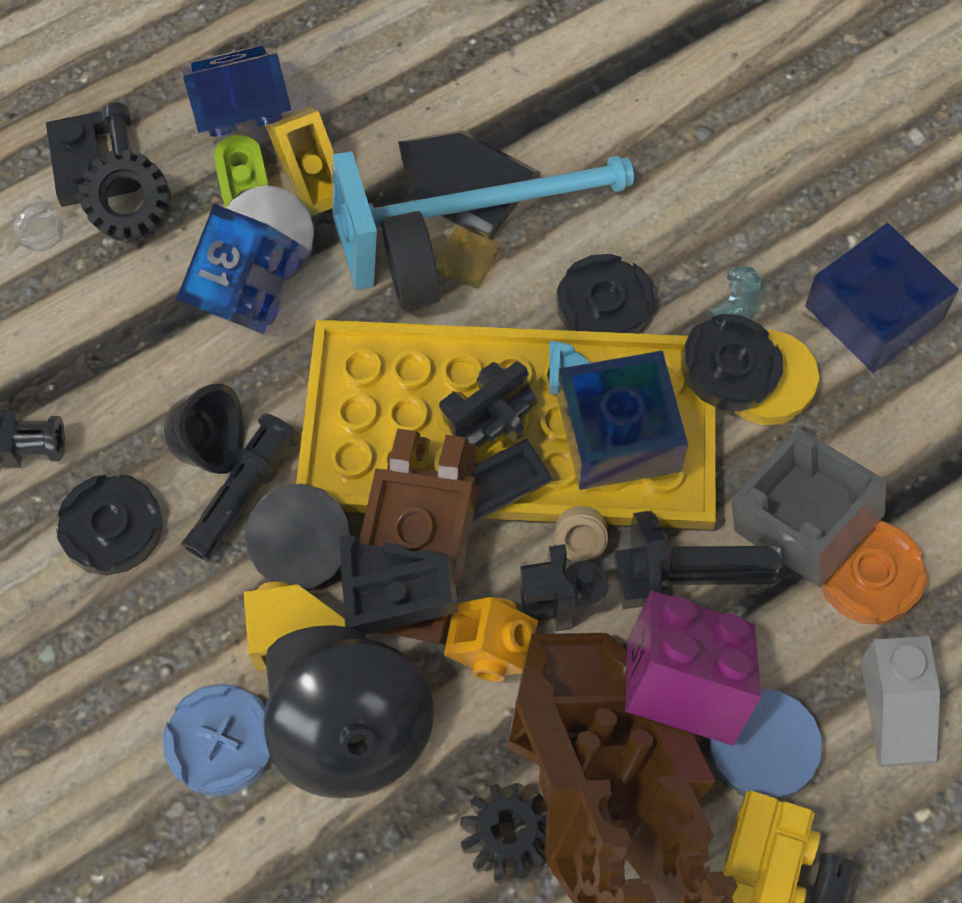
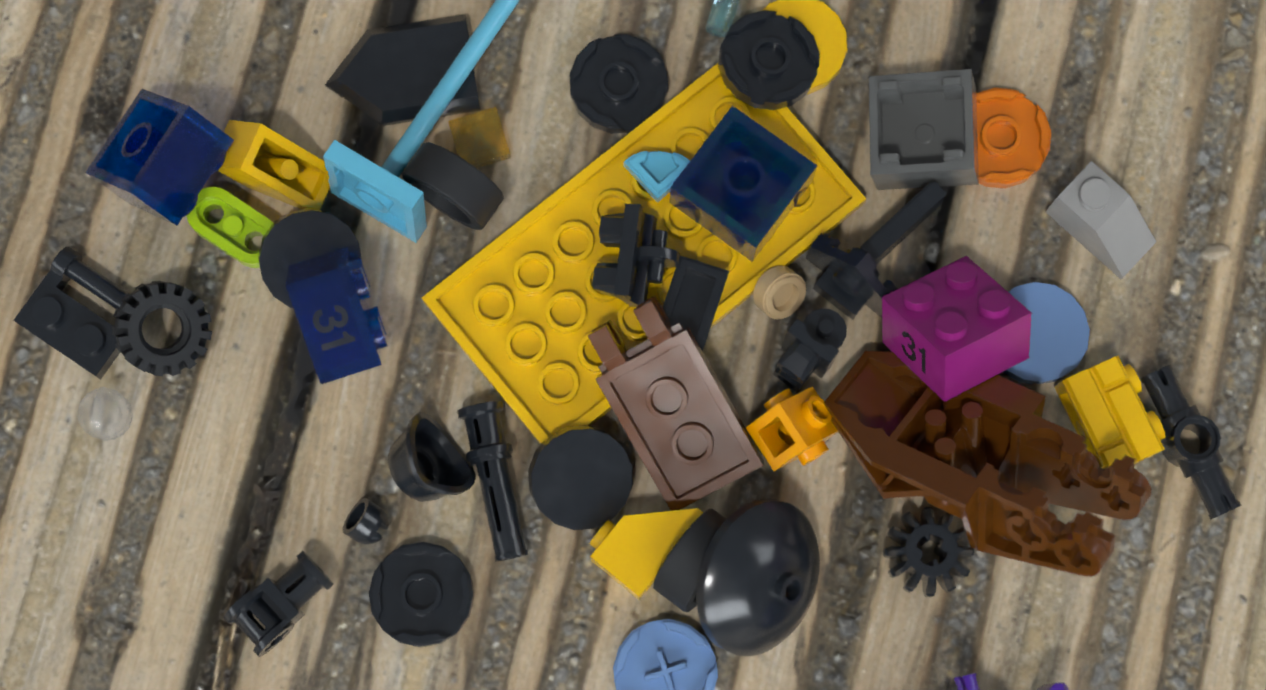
camera: 45 degrees left, 15 degrees up
(123, 436) = (365, 521): none -> black hinge
(394, 585) = (697, 456): black wing -> none

